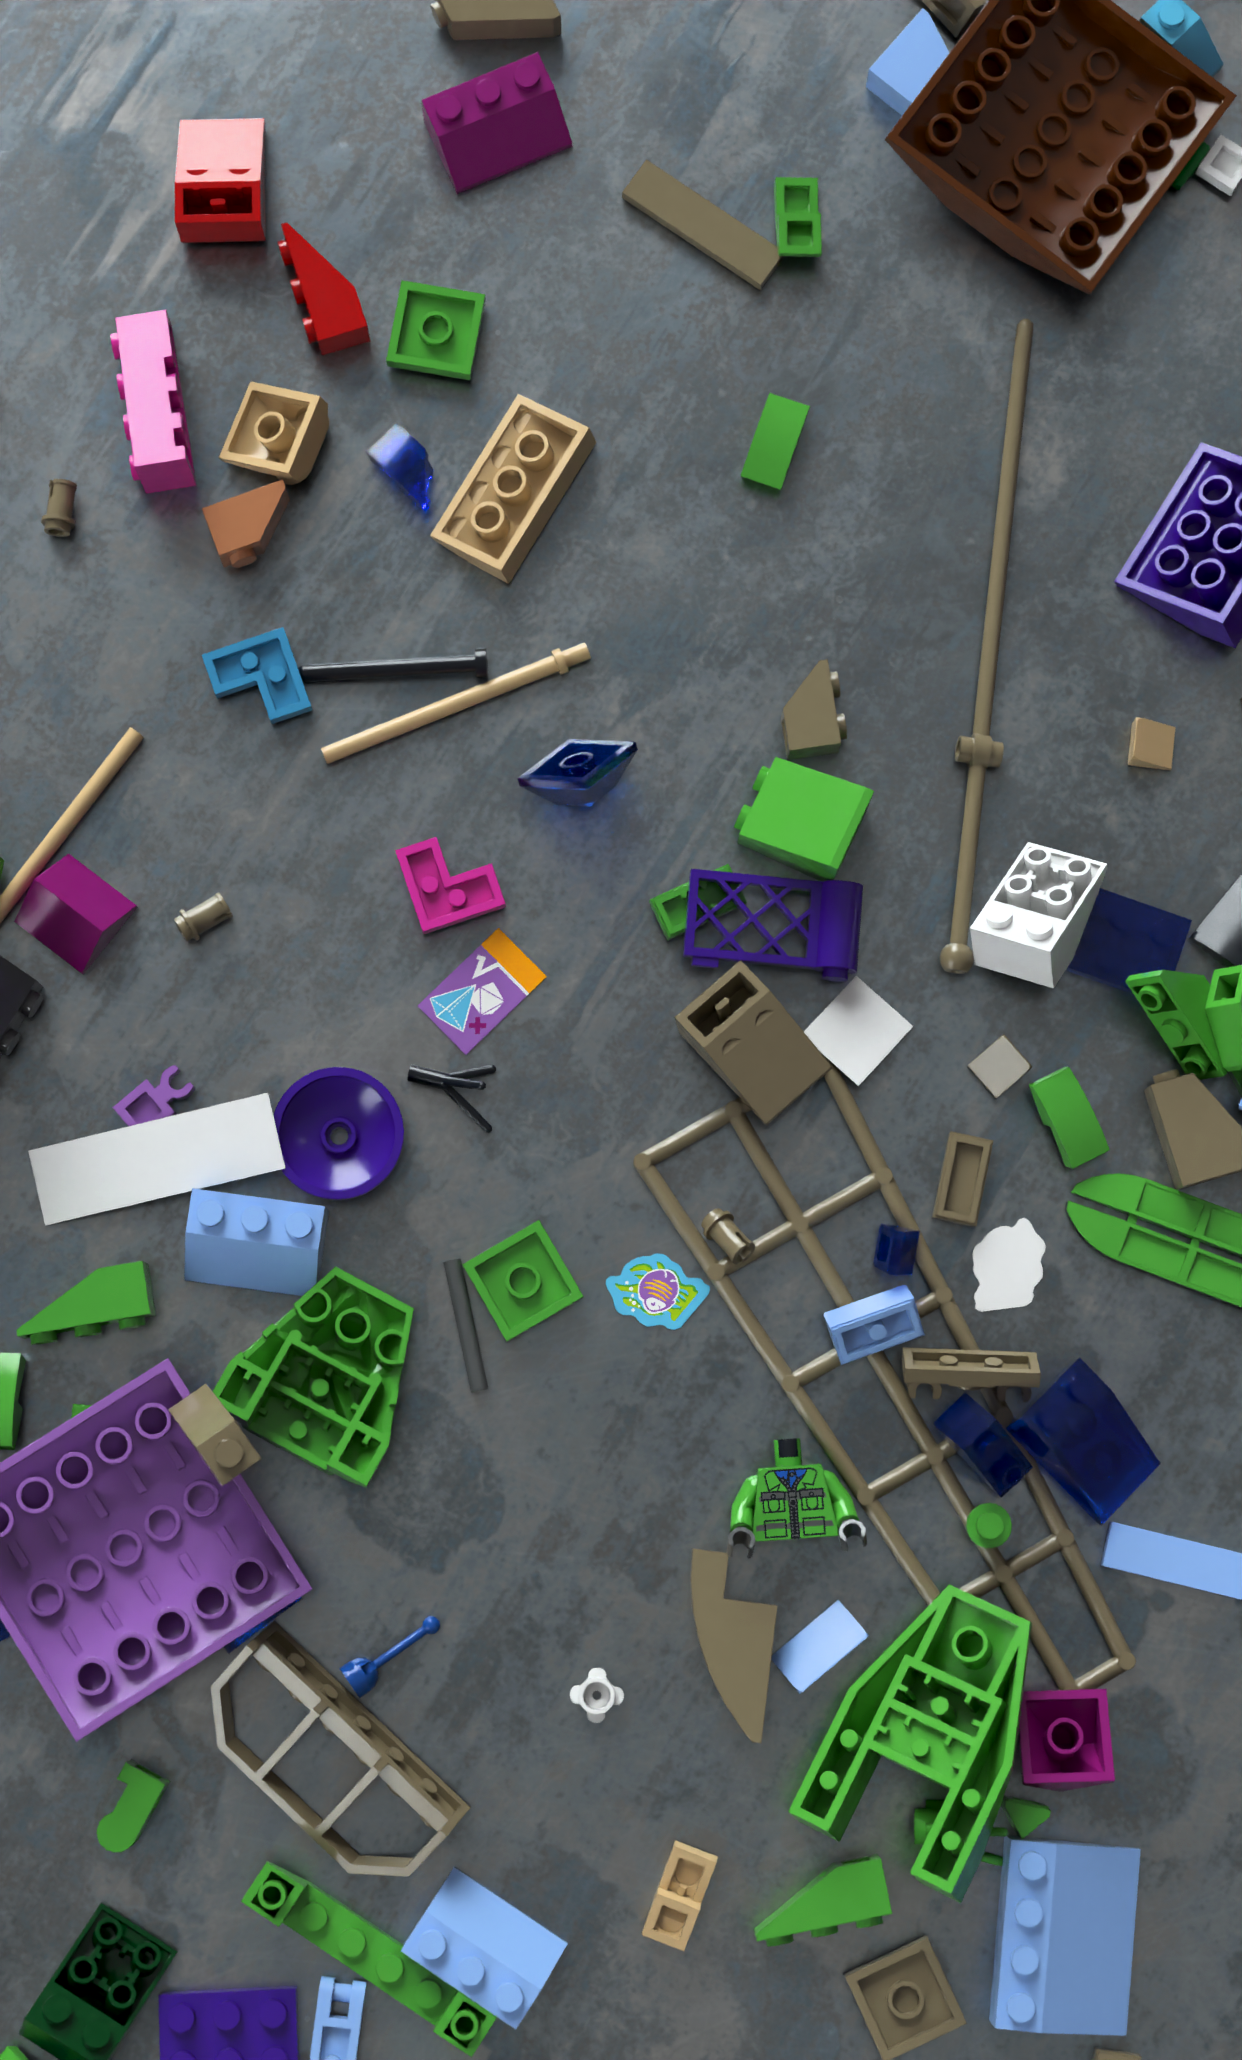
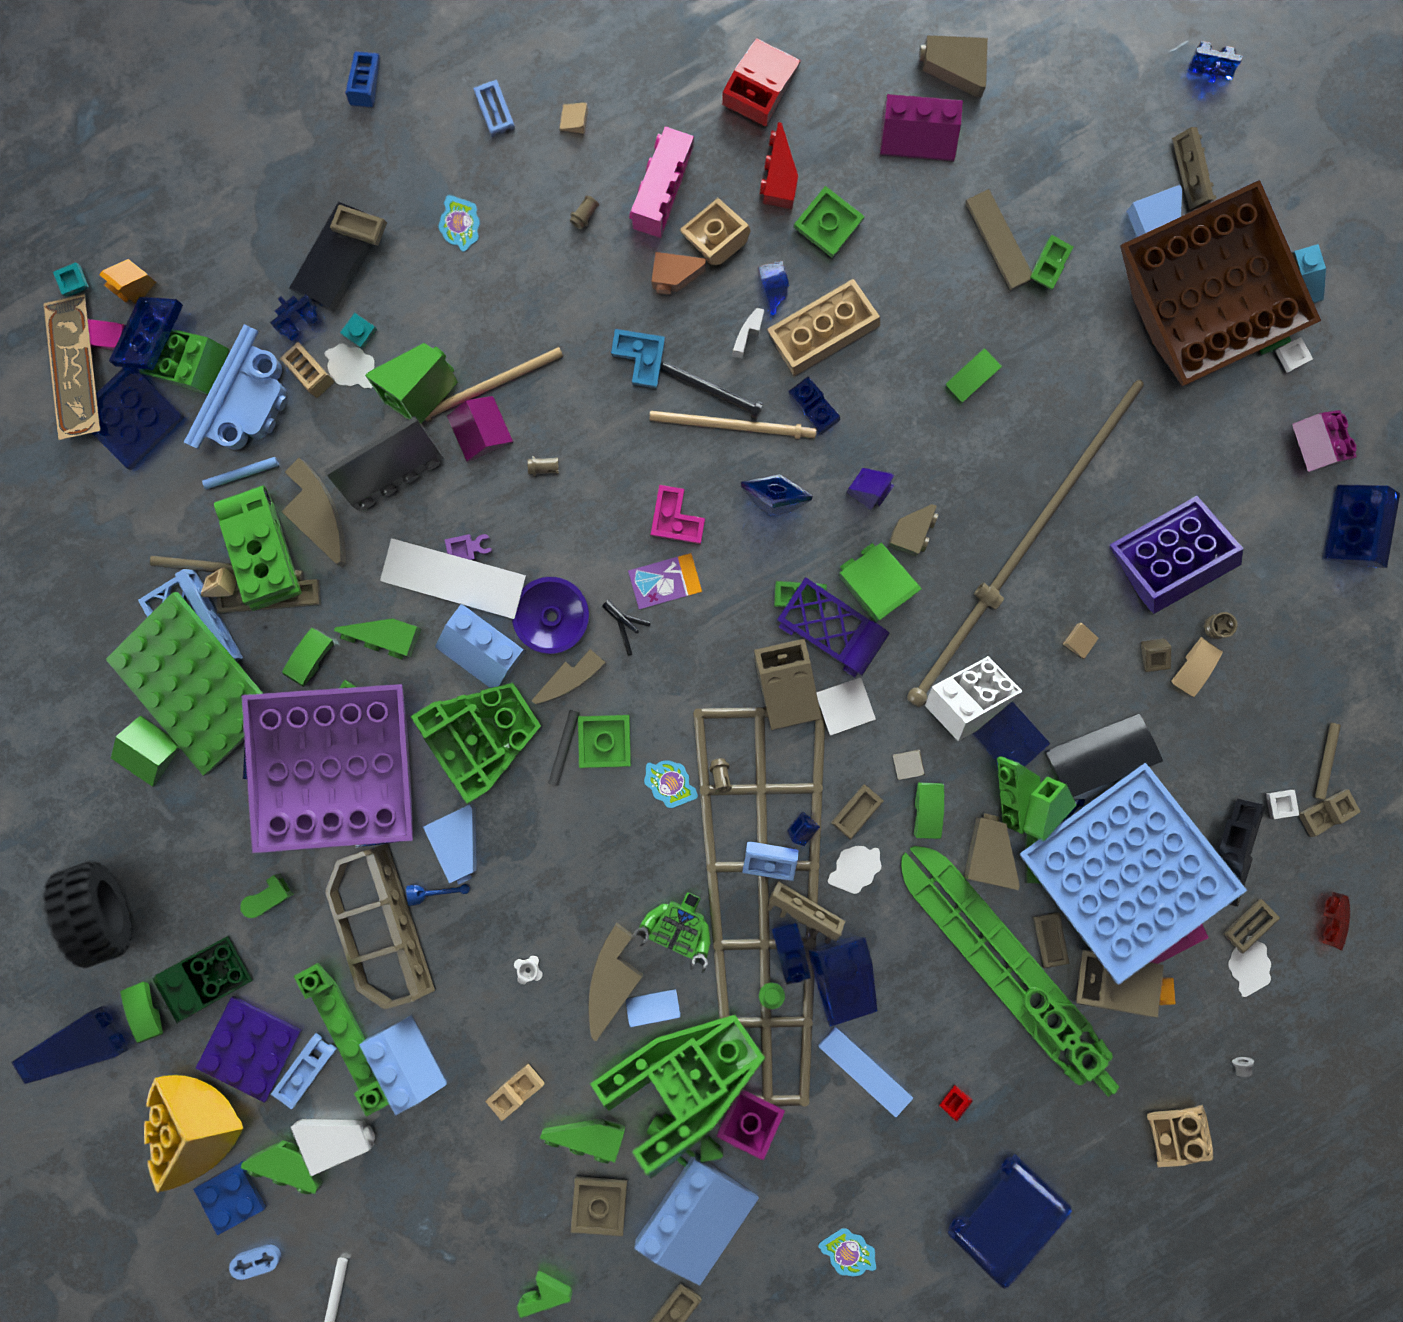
camera: 30 degrees right, 5 degrees up
(214, 1434) = (401, 738): dark tan slope -> none
(379, 1560) = (455, 843): none -> light blue slope
(405, 543) = (751, 326): none -> white slope
(419, 1213) = (569, 678): none -> dark tan slope
(562, 610) = (814, 405): none -> clear blue slope
(716, 683) = (871, 487): none -> dark purple slope

